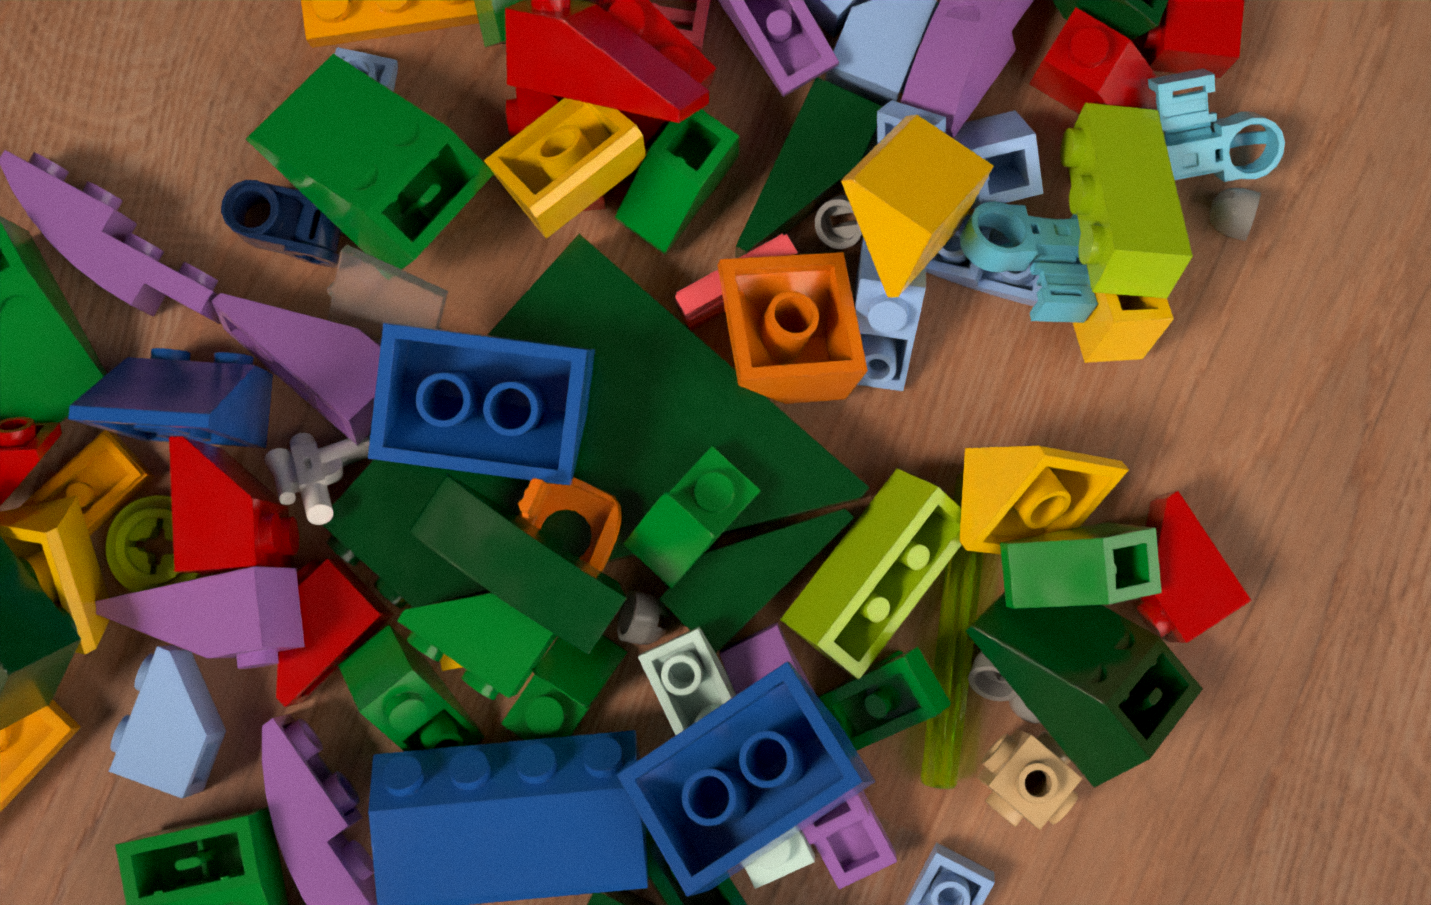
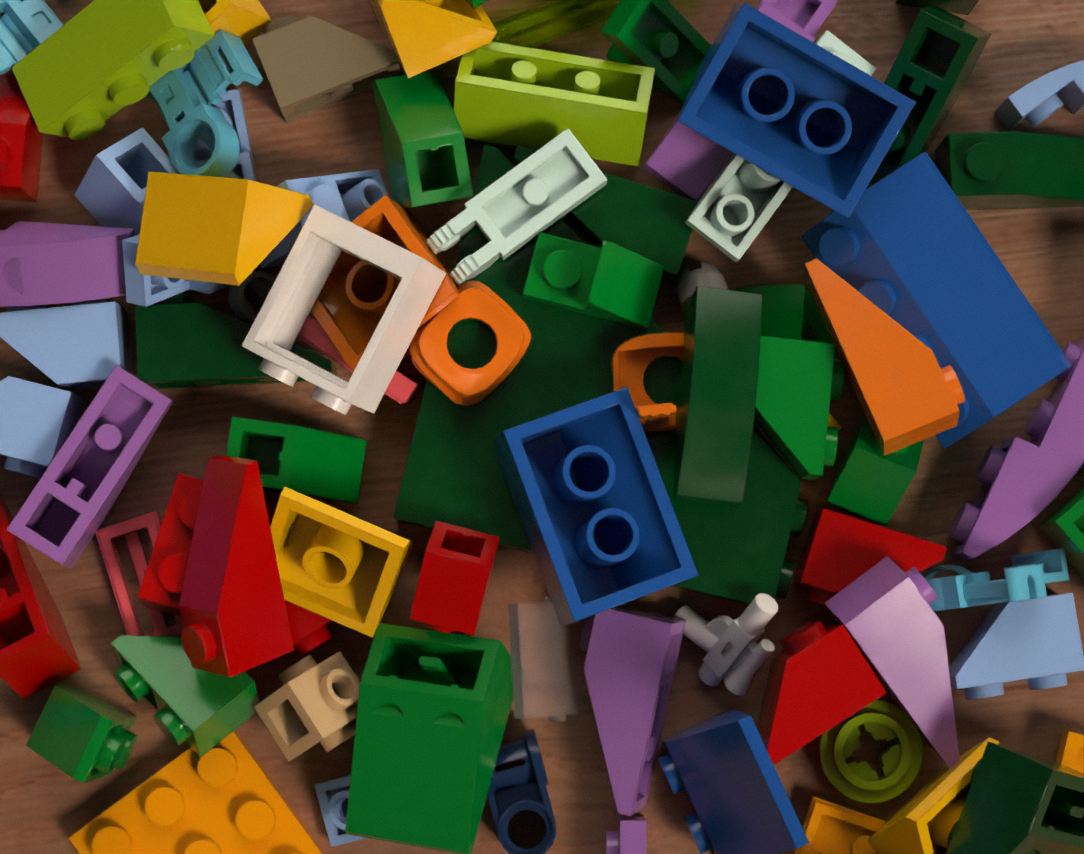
camera: 125 degrees left, 0 degrees up
(214, 753) = (1022, 581): none -> medium azure piece
(452, 734) = (888, 367): none -> orange slope
(458, 85) = (312, 706): none -> tan brick
(491, 252) = (454, 578): none -> red slope
(701, 335) = (430, 351): none -> orange piece
(794, 490) = (522, 204): none -> light aqua hinge
(817, 240) = (298, 288): none -> white window
(902, 434) = (421, 141): none -> green slope
(1025, 379) = (319, 64): none -> dark tan slope

